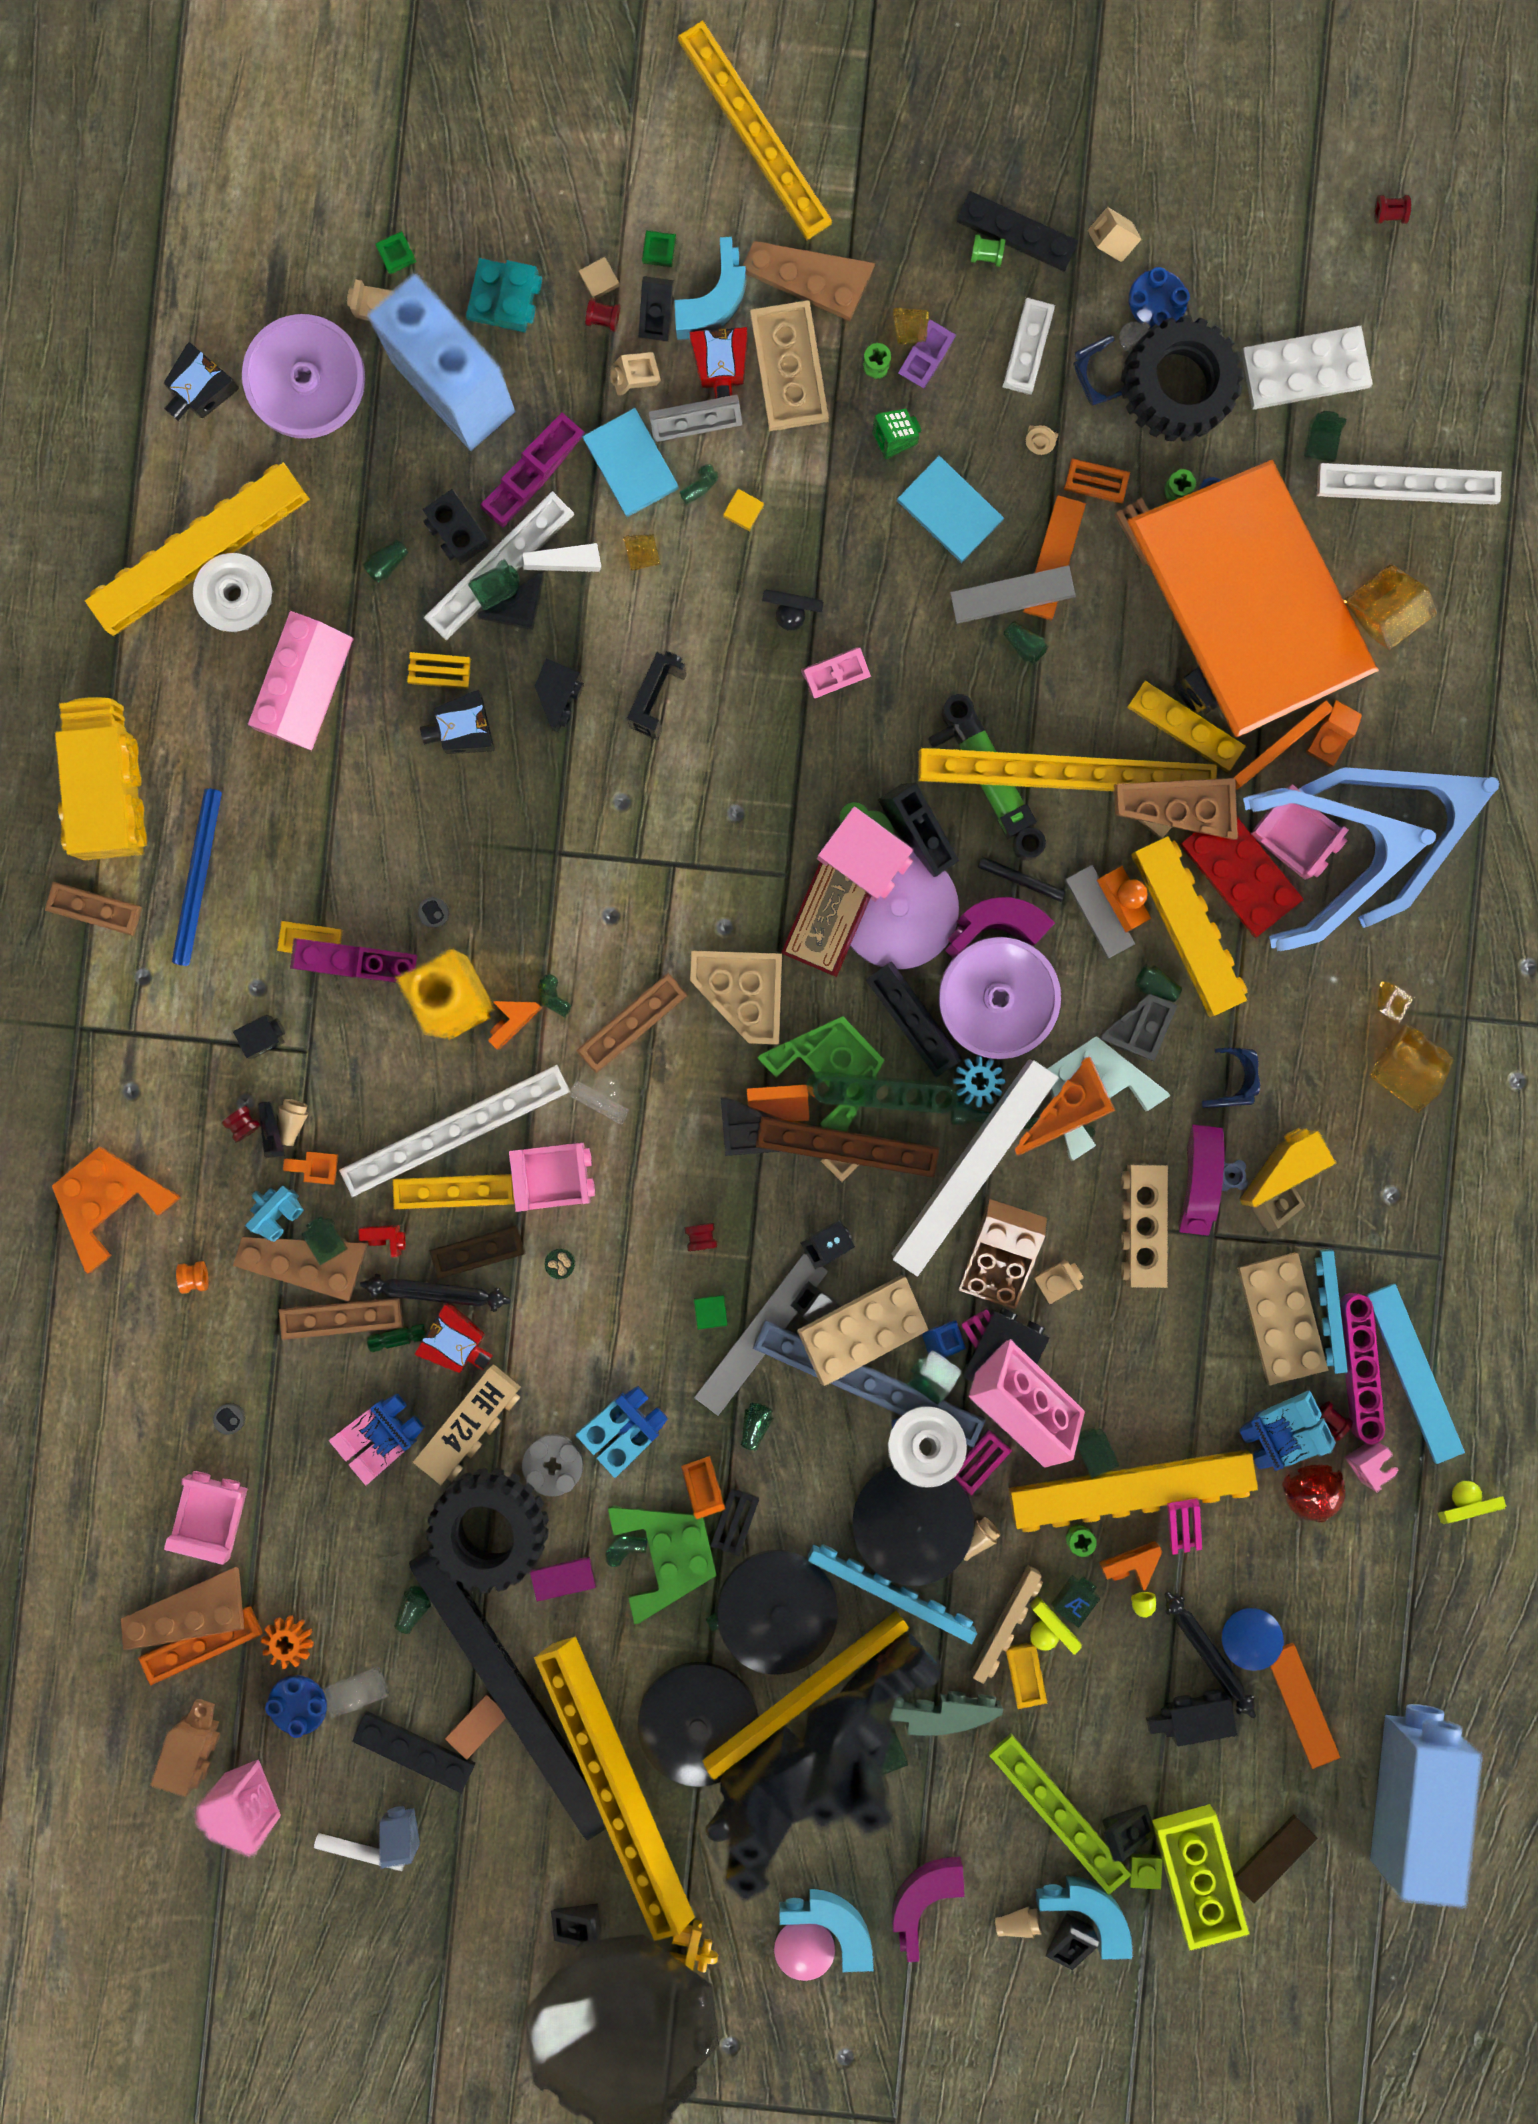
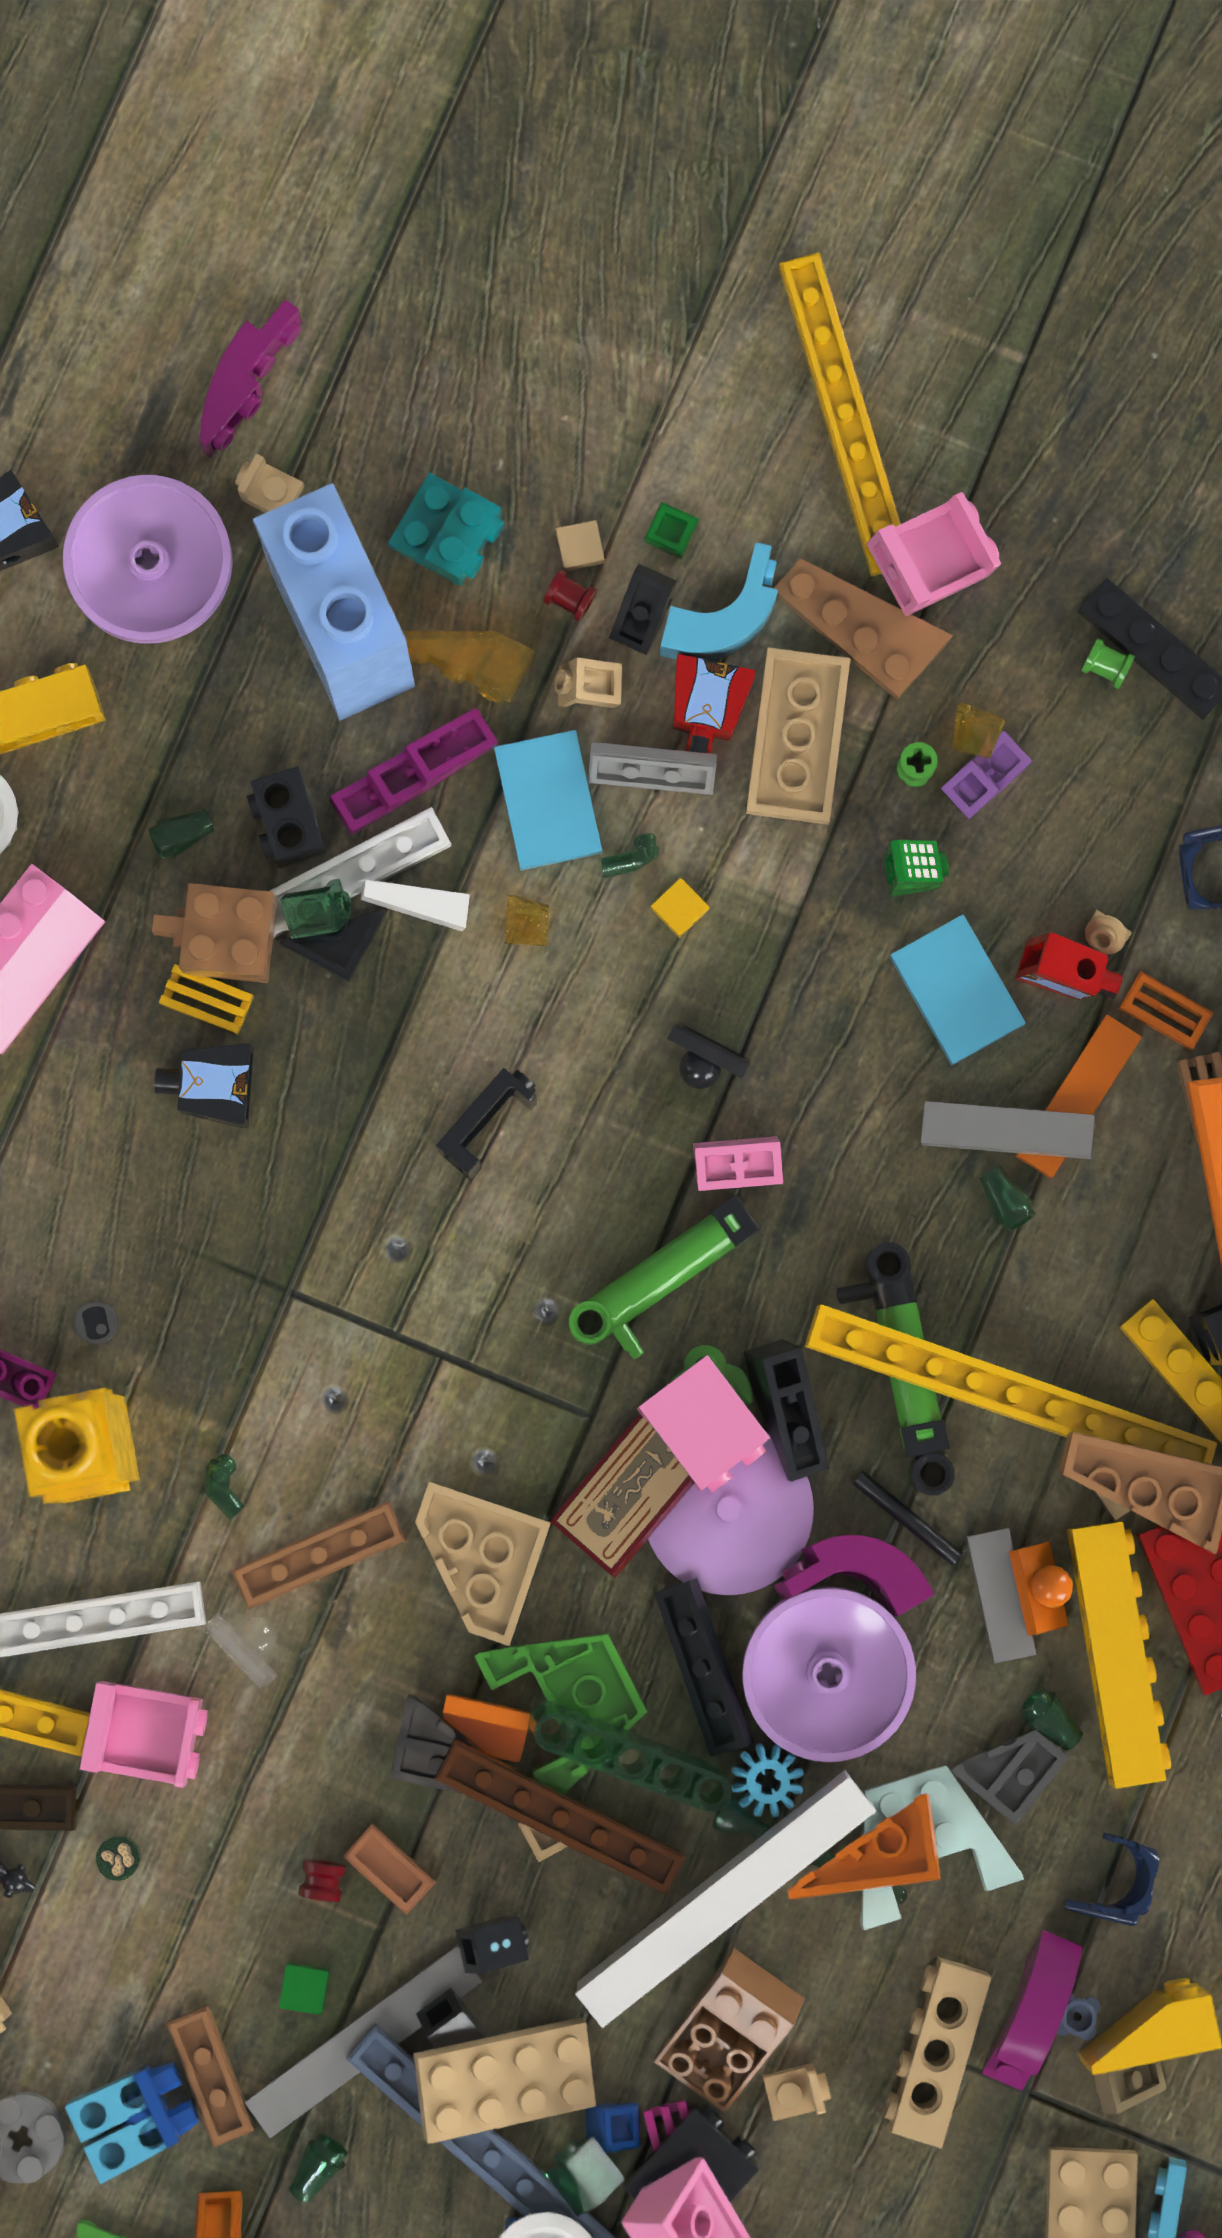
camera: 10 degrees right, 5 degrees down
(325, 238) = (233, 387): none -> magenta slope
(395, 252) = (321, 432): green tile -> none
(436, 619) = (223, 932): none -> medium nougat hinge
(519, 1015) = (167, 1498): orange slope -> none
(552, 377) = (478, 657): none -> clear yellow slope
(556, 690) = (353, 1075): black slope -> none
(666, 1387) = (210, 2075): none -> medium nougat tile
(743, 1216) = (389, 1868): none -> nougat tile
(807, 762) = (663, 1273): none -> bright green piece
(846, 209) = (934, 554): none -> bright pink panel
(1020, 470) = (1066, 968): none -> red torso
(1028, 346) = (1126, 804): white tile -> none

